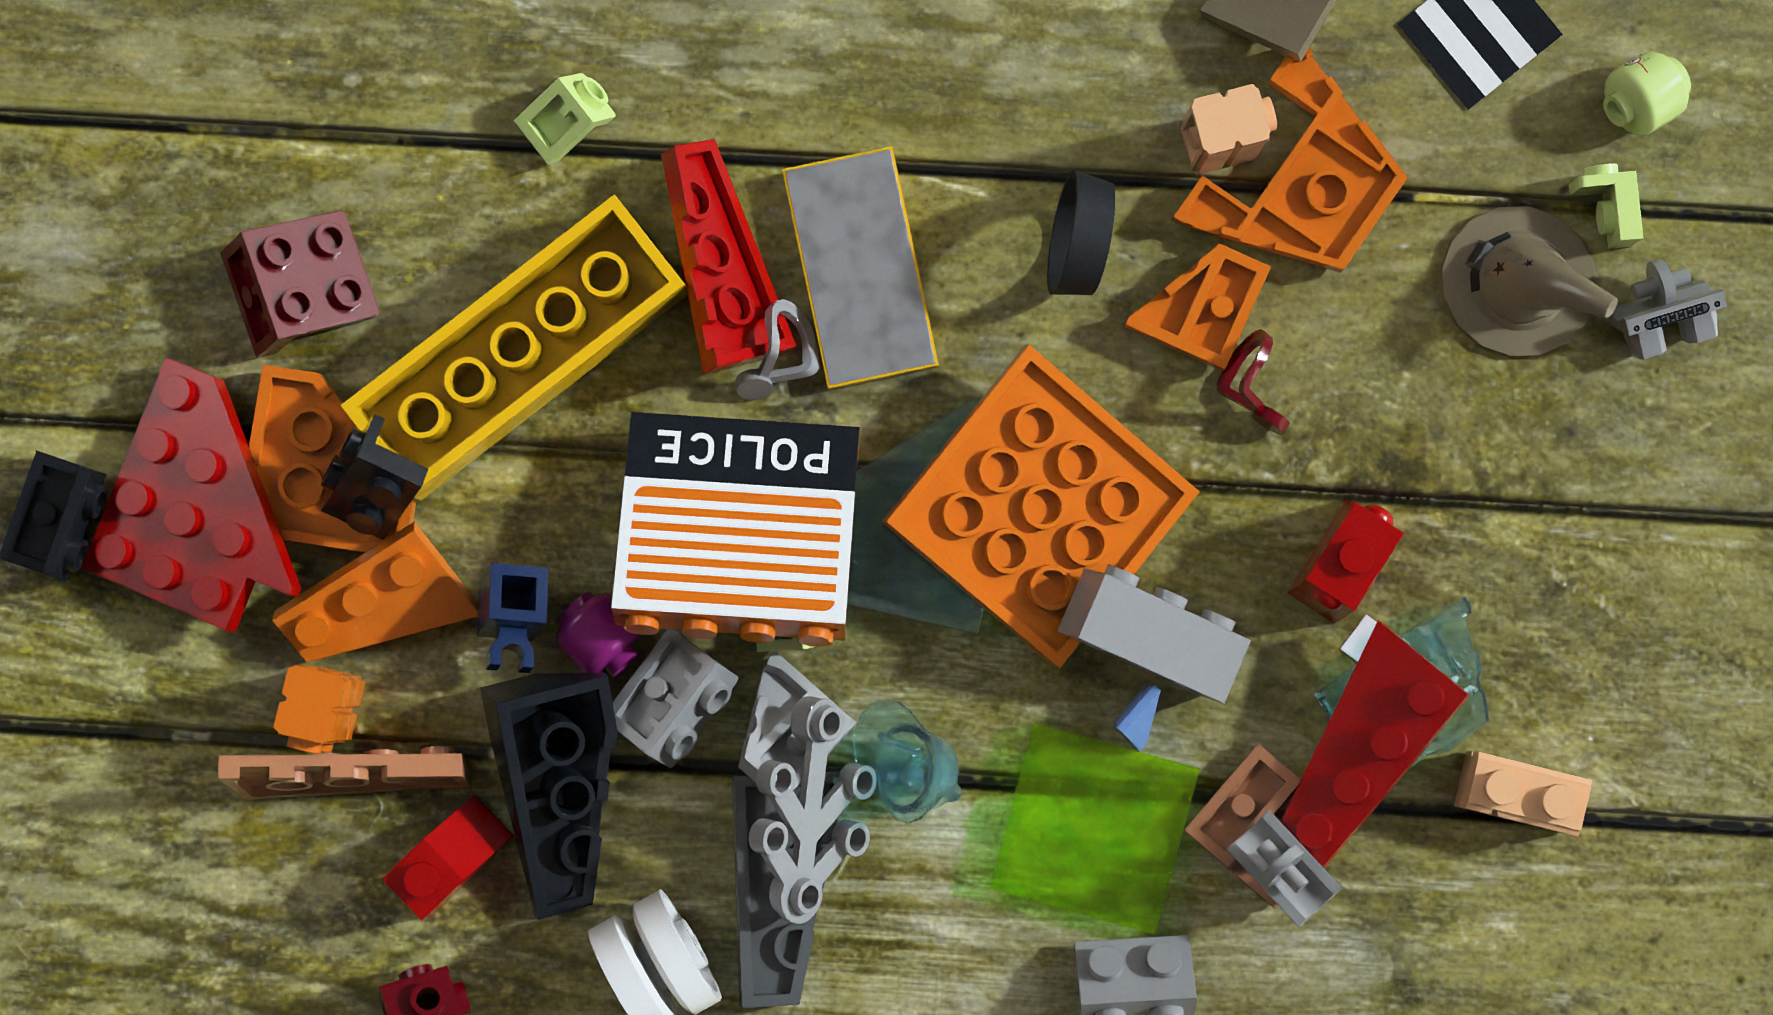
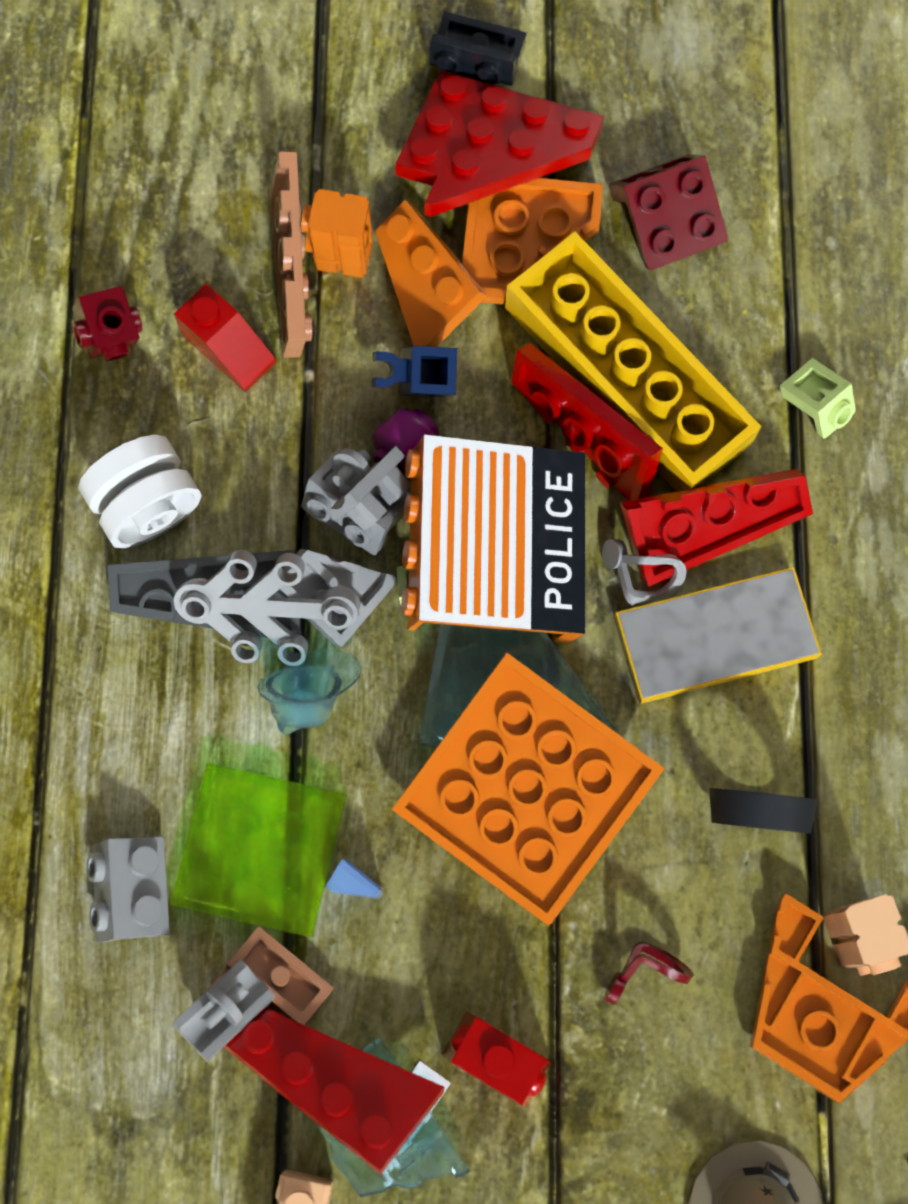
camera: 85 degrees right, 10 degrees down
(370, 483) = (513, 252): black bracket -> none
(553, 765) = (291, 414): black wedge -> none
(591, 405) = (588, 424): none -> red wing
(657, 684) = (358, 502): none -> light grey hips
(1155, 632) = (424, 889): light grey brick -> none
(1204, 307) = (709, 926): orange wing -> none

